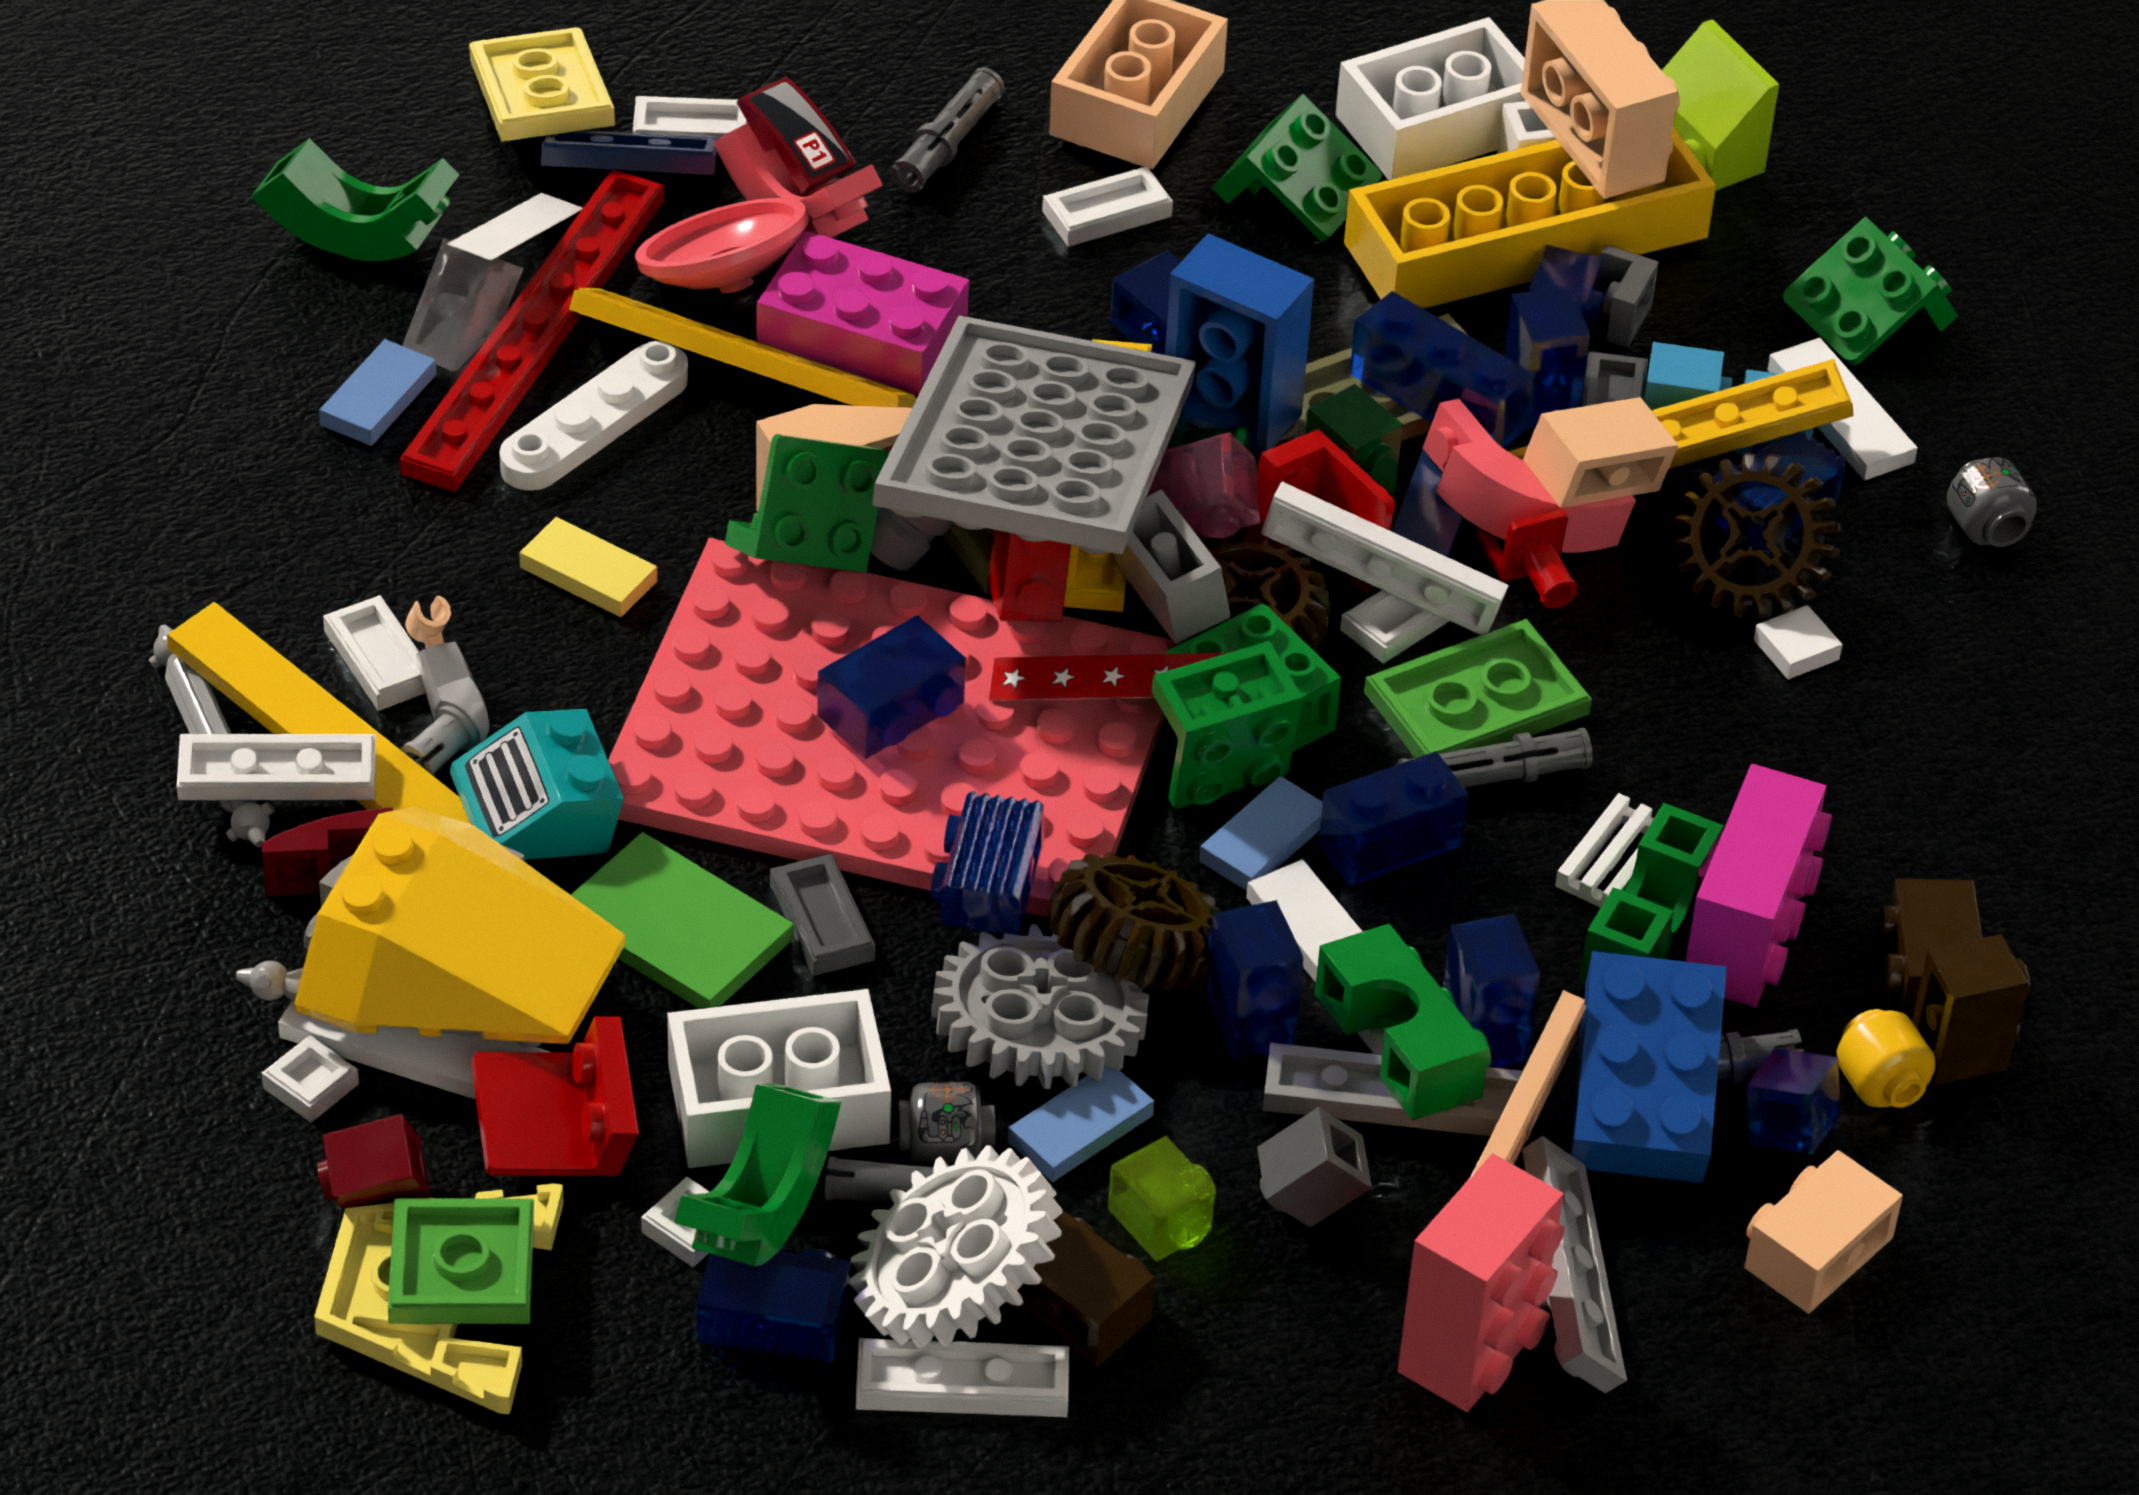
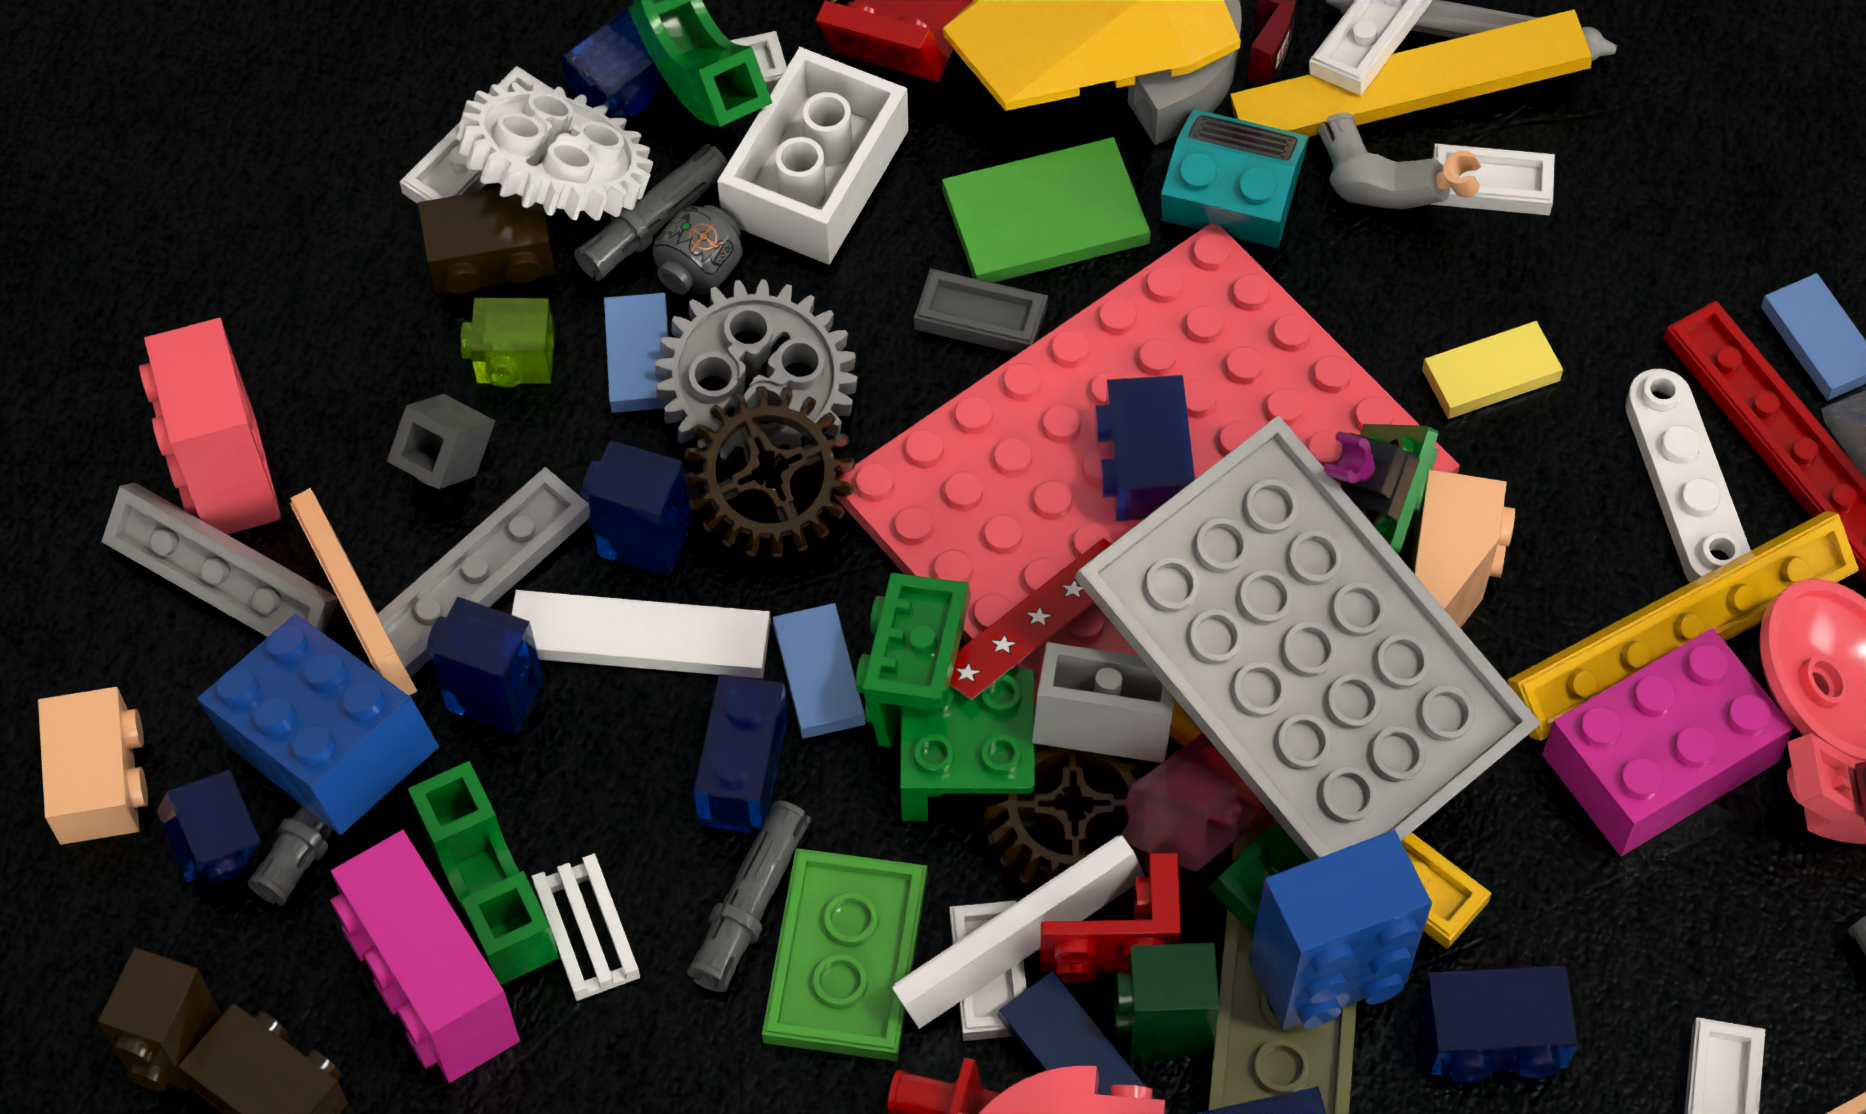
camera: 130 degrees right, 15 degrees up
(847, 452) = (1374, 474): none -> black piece
(990, 863) = (899, 397): clear blue brick -> none
(1429, 1048) = (560, 598): green arch -> none
(1885, 1056) = (205, 941): yellow head -> none

